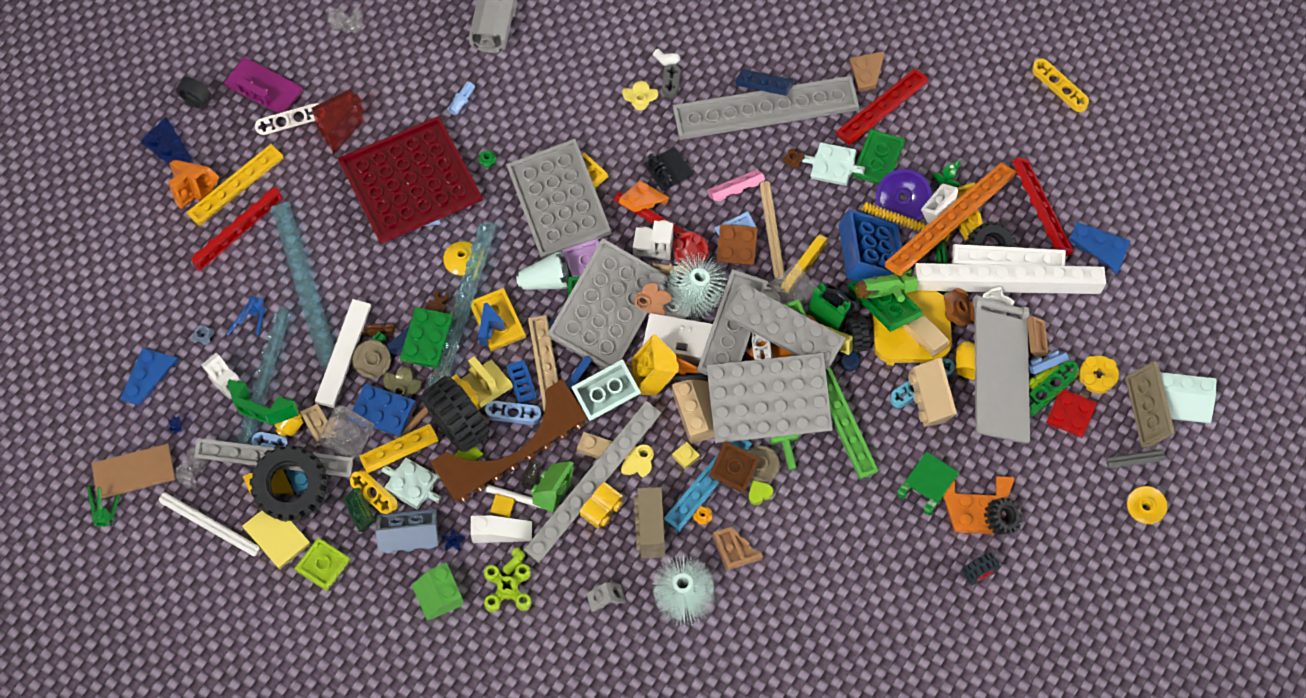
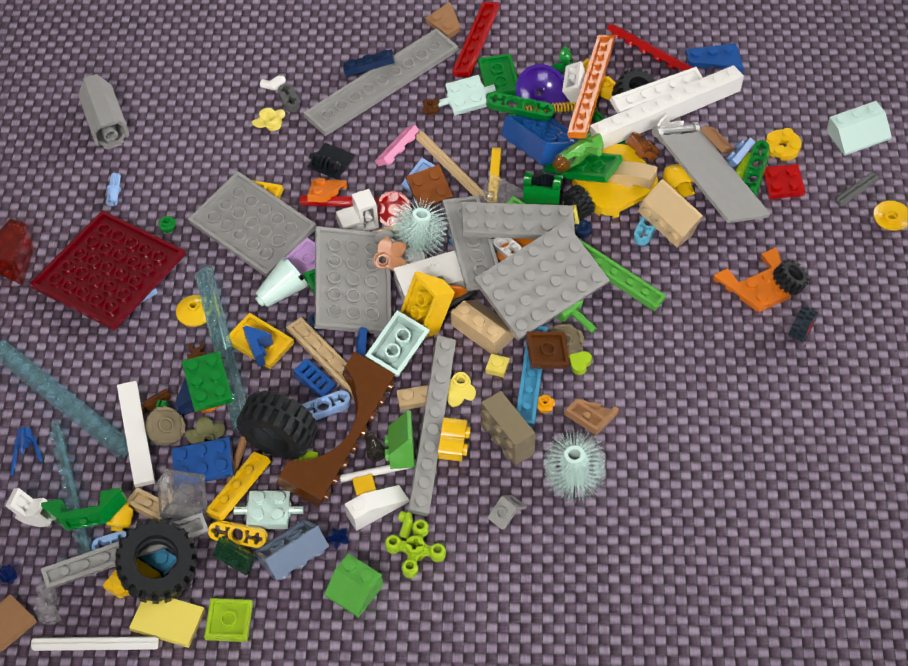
camera: 30 degrees left, 10 degrees down
(487, 381) = (288, 386): light yellow bracket -> none
(866, 208) = (519, 108): none -> green beam
(930, 479) = (712, 281): green flag -> none
(1149, 405) = (840, 143): dark tan tile -> none

